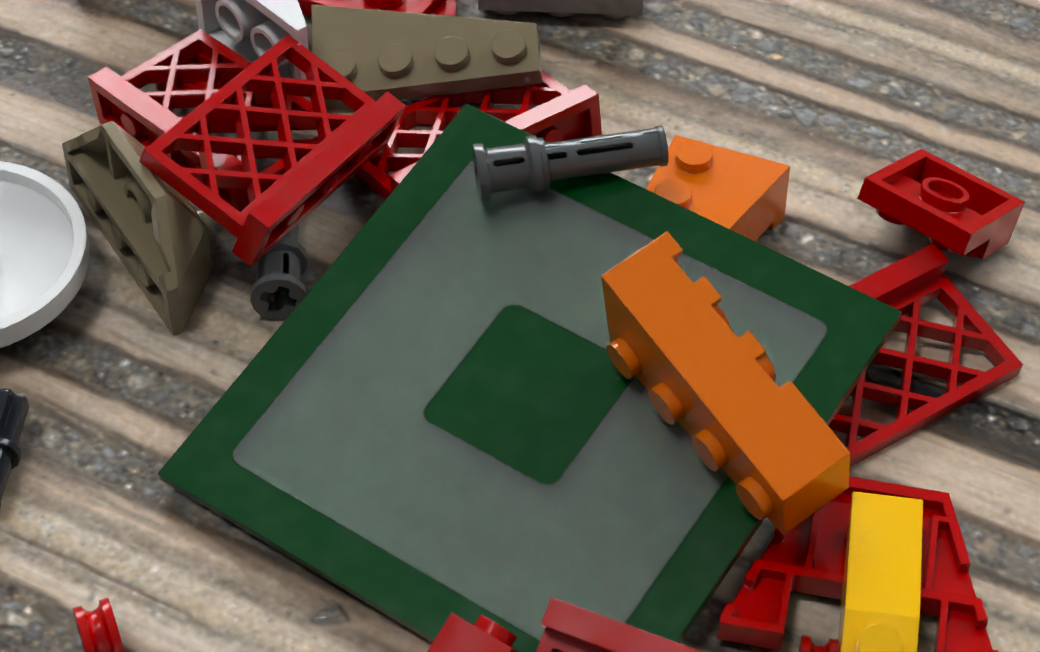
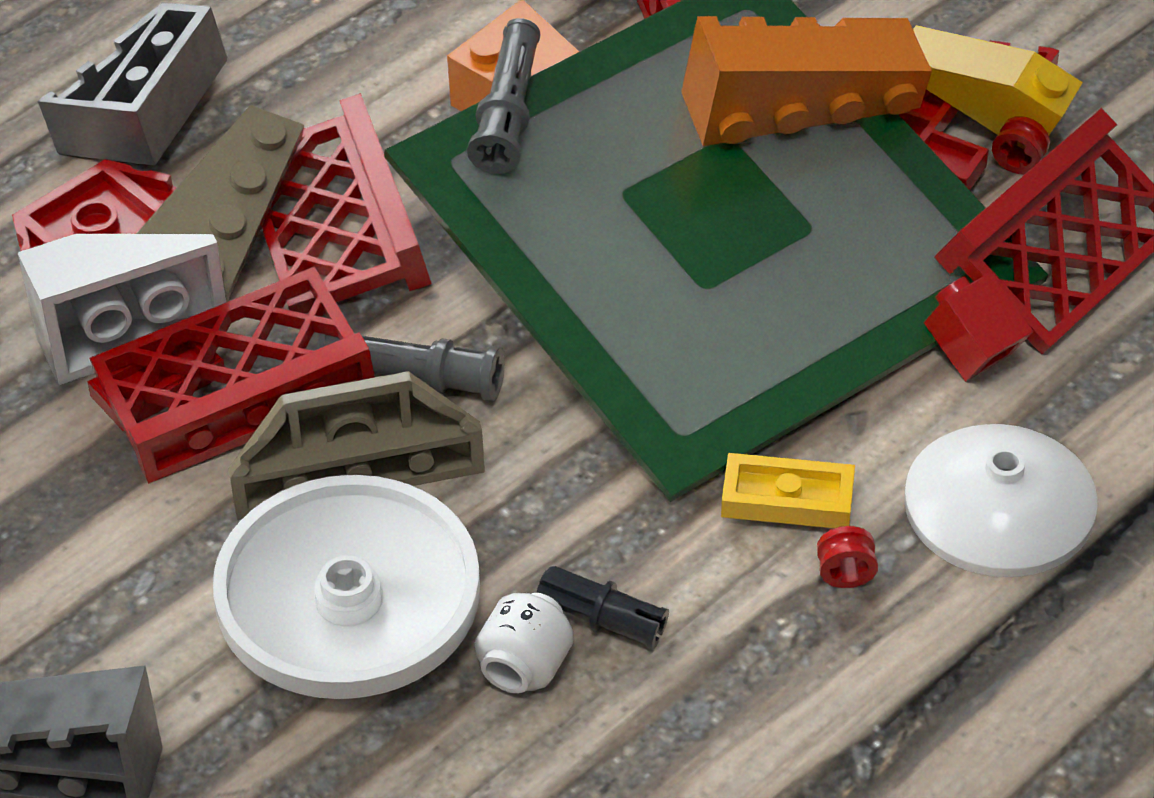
camera: 70 degrees left, 0 degrees up
(184, 566) = (787, 491): none -> yellow plate
(306, 183) = (355, 276): red fence -> none

